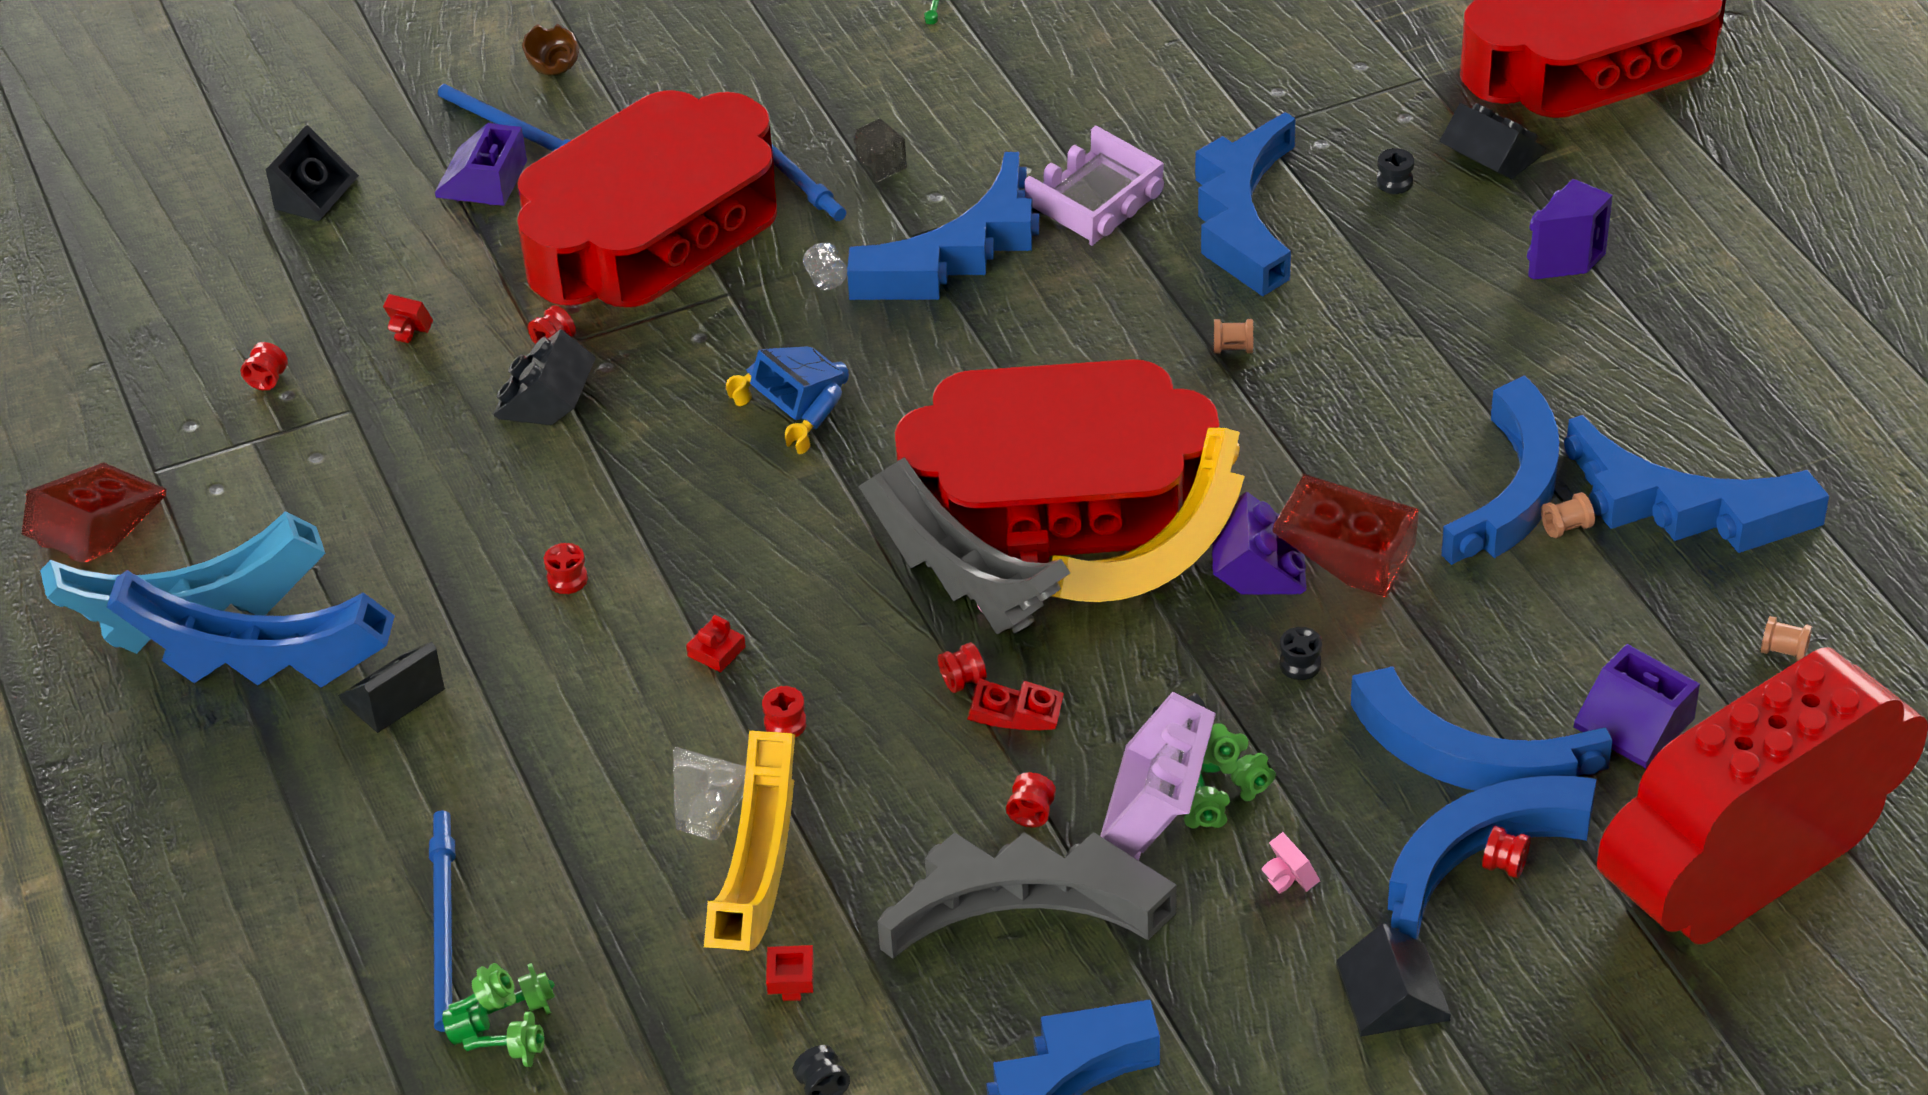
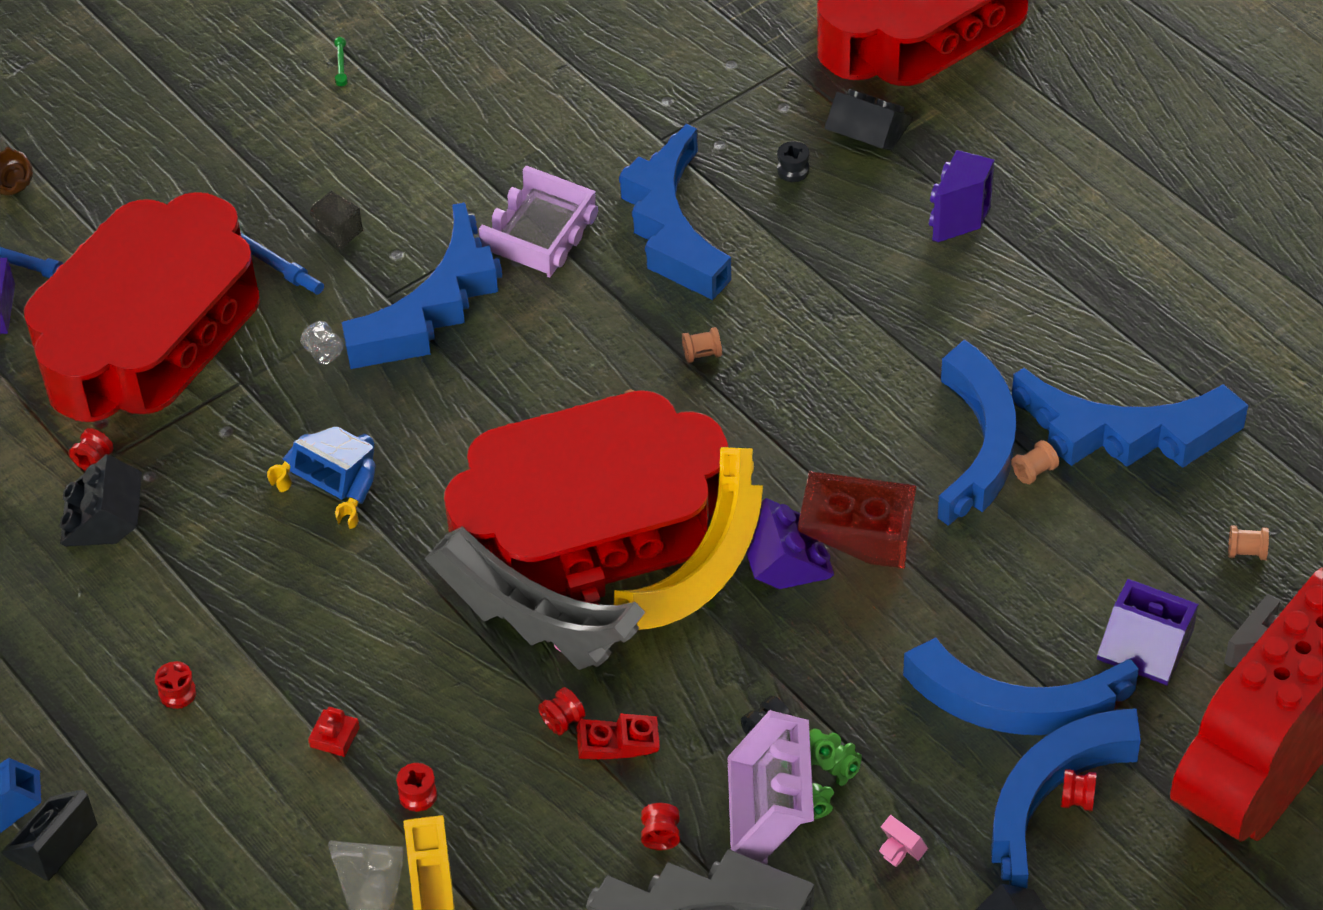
camera: 15 degrees left, 5 degrees up
(1300, 653) = (849, 628): black wheel -> none

